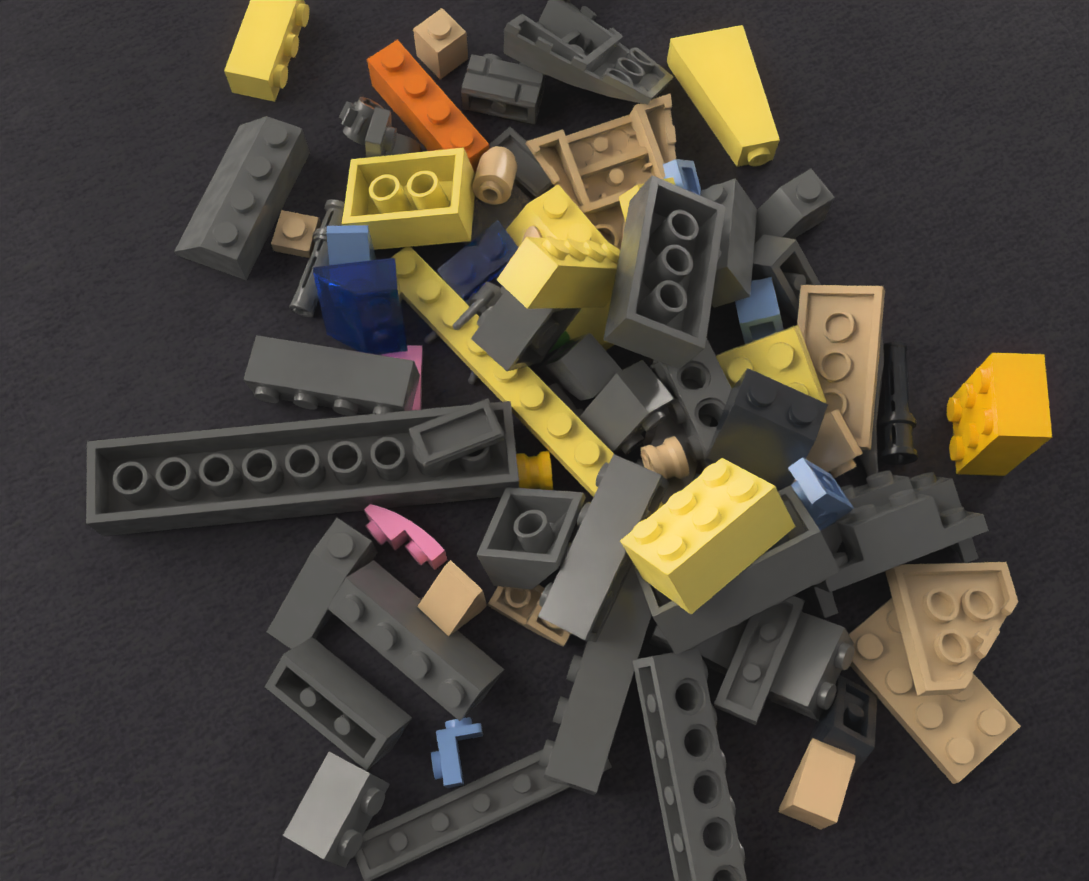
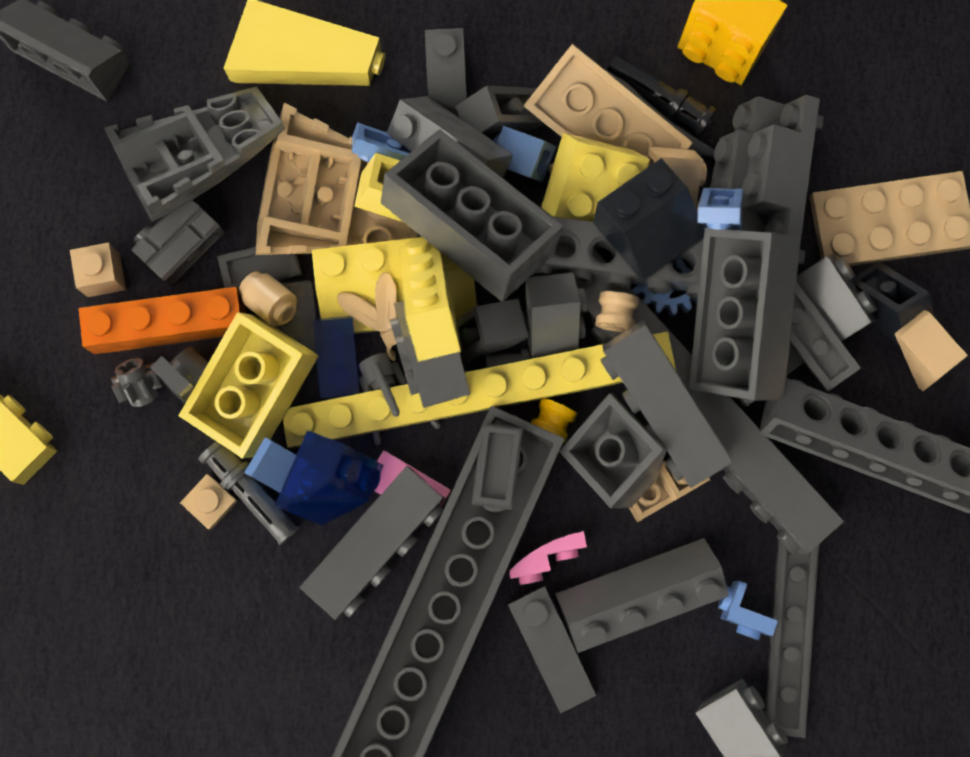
camera: 60 degrees left, 10 degrees up
(245, 196) = (144, 529): dark grey slope -> none
(338, 702) = (659, 684): dark grey brick -> none
(452, 599) = (630, 549): tan slope -> none
(708, 534) = (715, 318): light yellow brick -> none
(949, 619) = (861, 170): tan plate -> none

